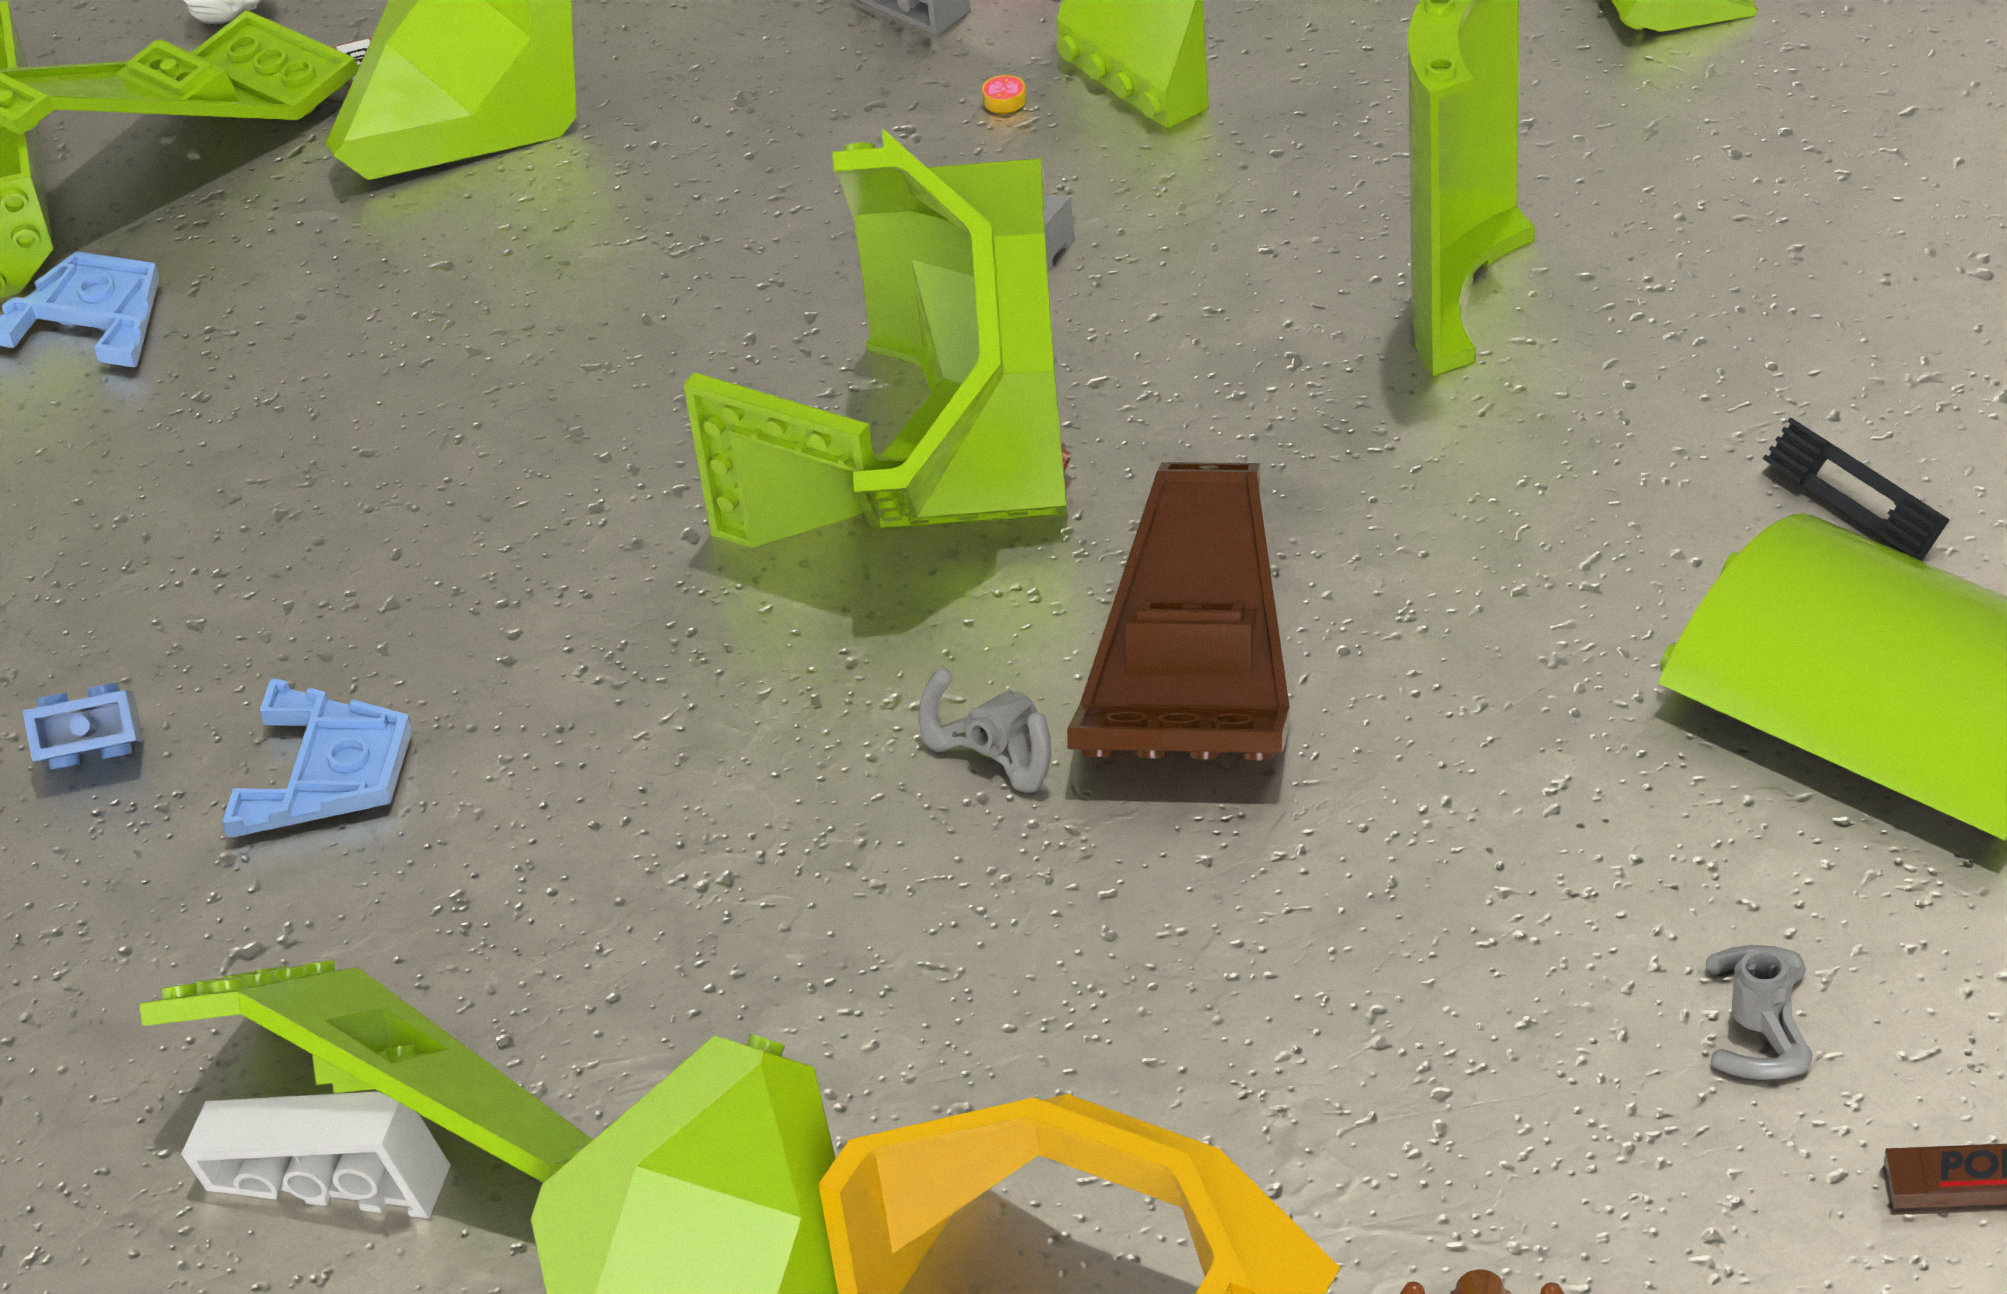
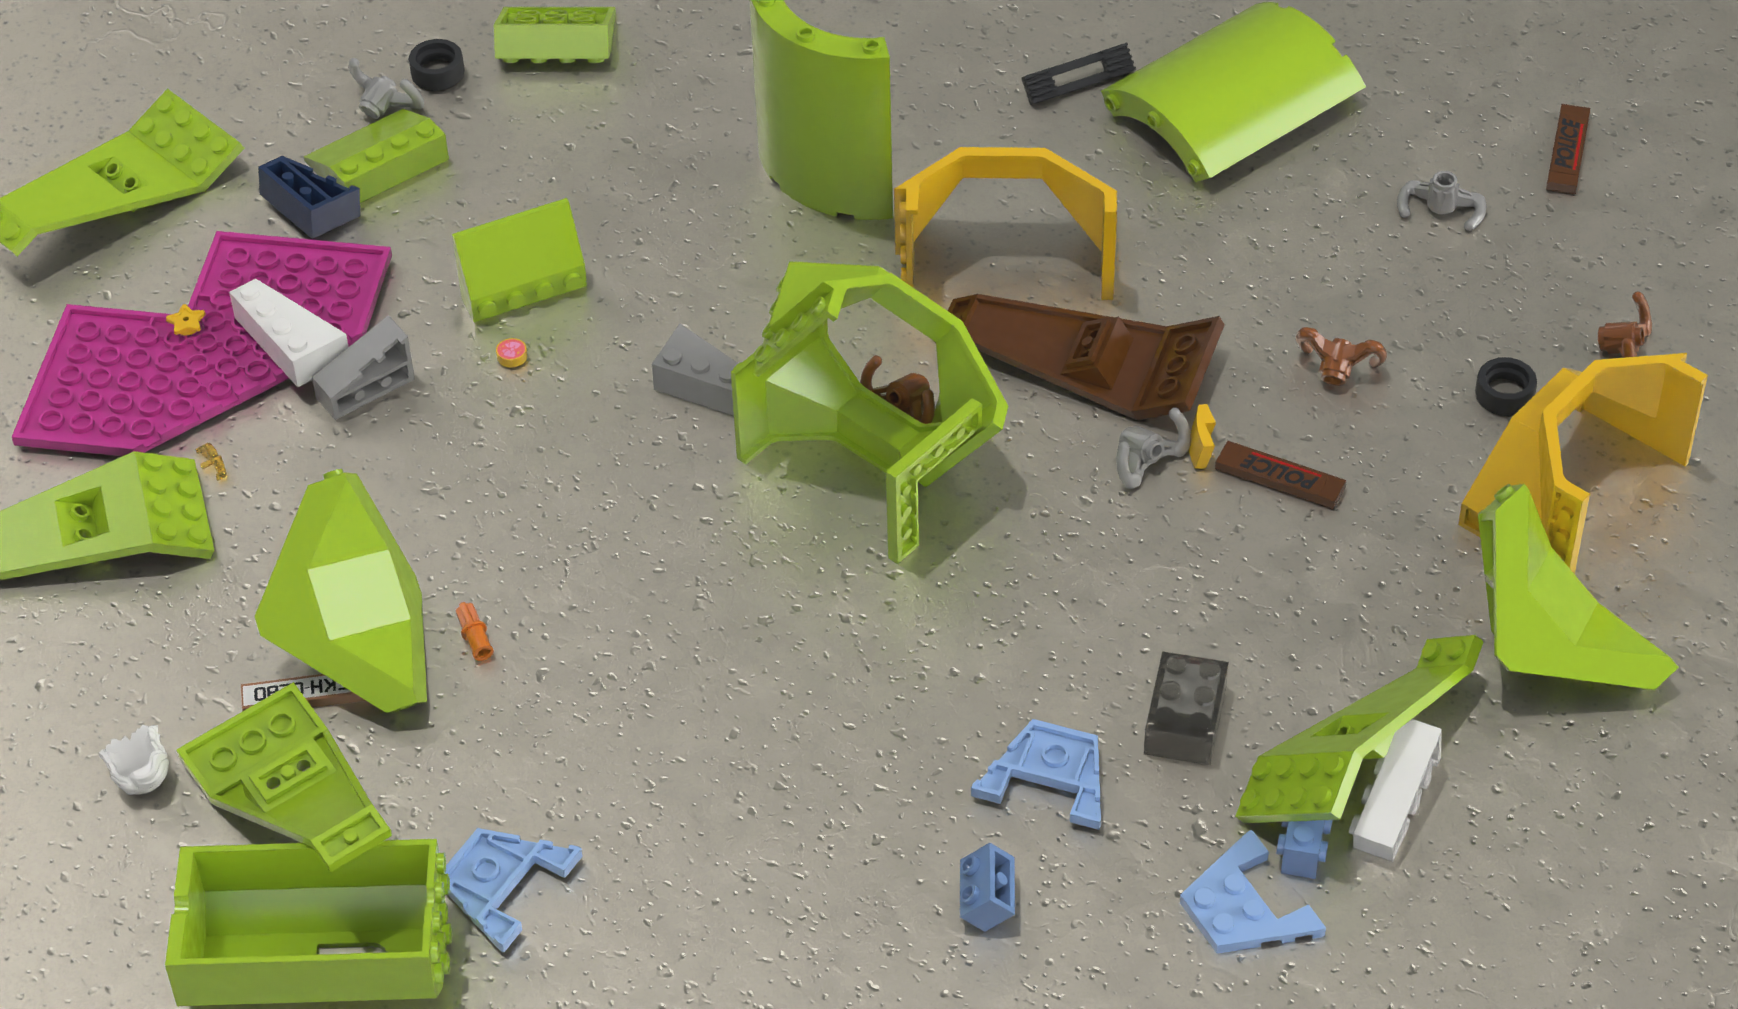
camera: 80 degrees left, 5 degrees up
(82, 1013) = (1233, 912): none -> light blue wing
(214, 1059) = (1303, 847): none -> medium blue brick
(454, 875) = (1186, 708): none -> clear smoke piece
(491, 185) = (474, 631): none -> orange axle
(1000, 910) = (1280, 474): none -> reddish brown tile
(1038, 785) = (1200, 438): none -> yellow slope
(1278, 916) = (1338, 355): none -> dark orange piece
(1307, 1131) = (1505, 368): none -> black tyre
(1453, 516) = (1084, 196): none -> yellow panel

